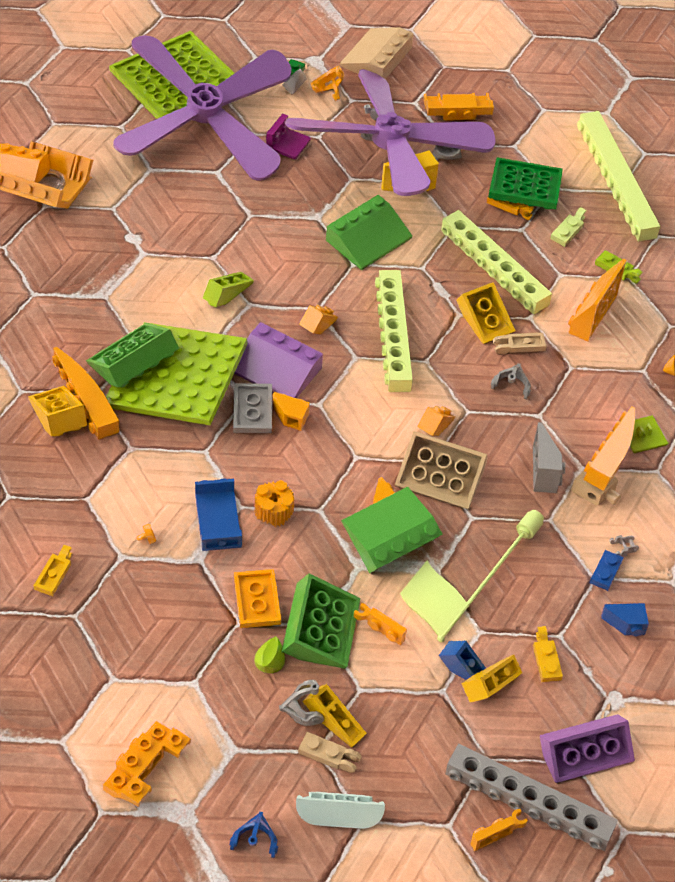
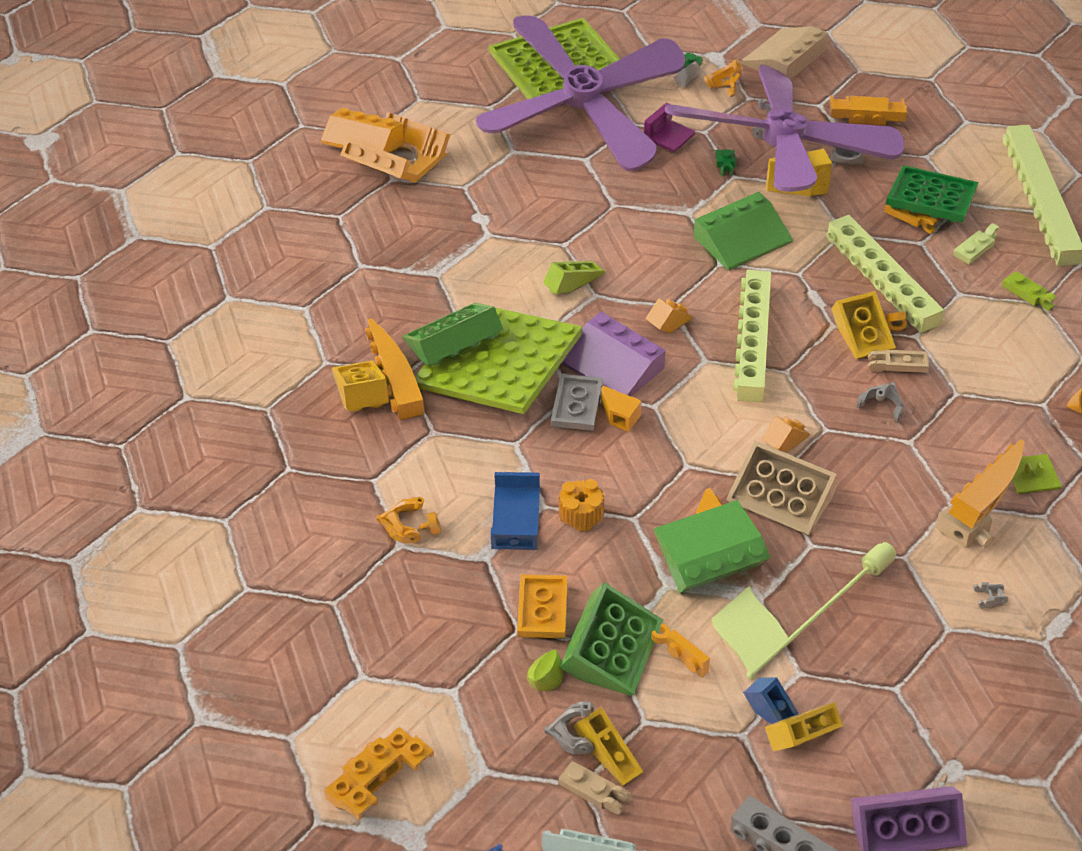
camera: 15 degrees right, 5 degrees down
(54, 572) = (319, 552): yellow plate -> none
(119, 544) = (398, 530): none -> light orange helmet
(341, 163) = (725, 160): none -> green plate
(513, 302) = (894, 317): none -> light orange tile
(546, 462) = (908, 492): light grey slope -> none
(547, 657) = (875, 711): yellow plate -> none
(597, 303) = (997, 325): light orange slope -> none
(606, 570) = (964, 620): blue plate -> none
(627, 618) = (980, 676): blue slope -> none

